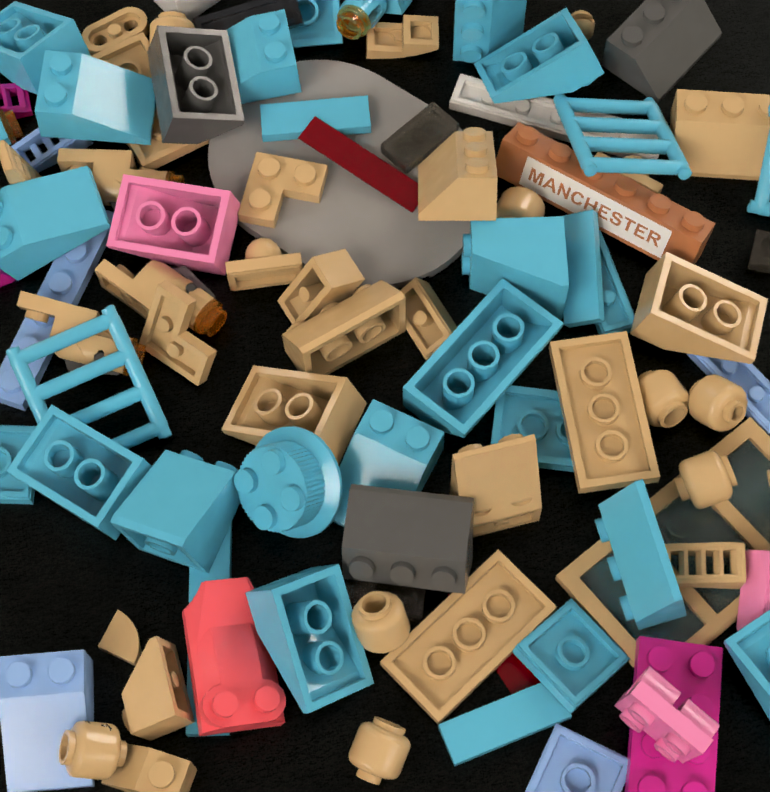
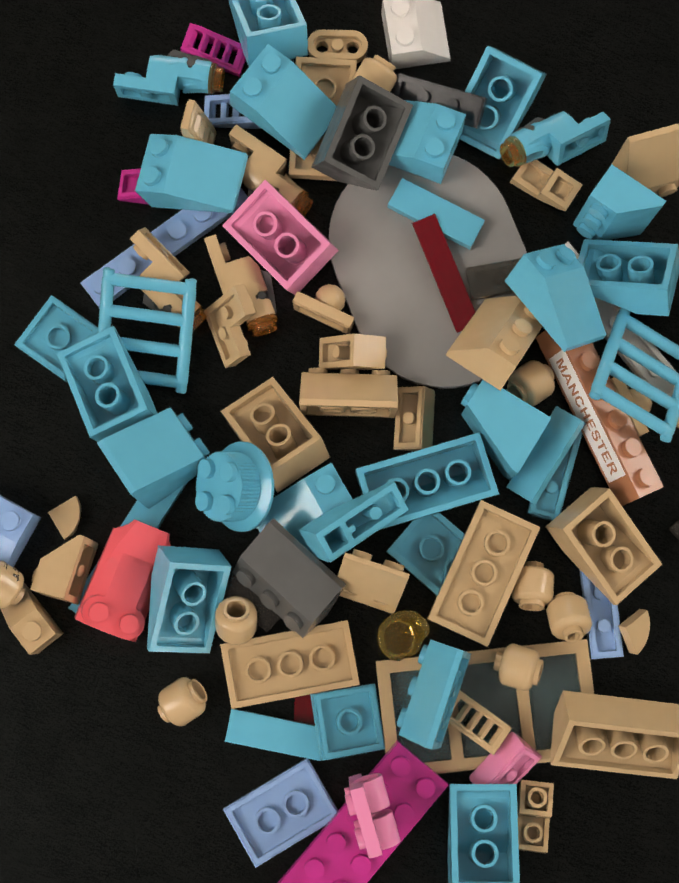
camera: 30 degrees right, 15 degrees up
(275, 178) = (376, 244): tan plate -> none
(437, 433) = (353, 522): none -> medium azure slope
(486, 106) = (558, 296): none -> medium azure slope
(564, 524) = (402, 634): none -> clear yellow hair

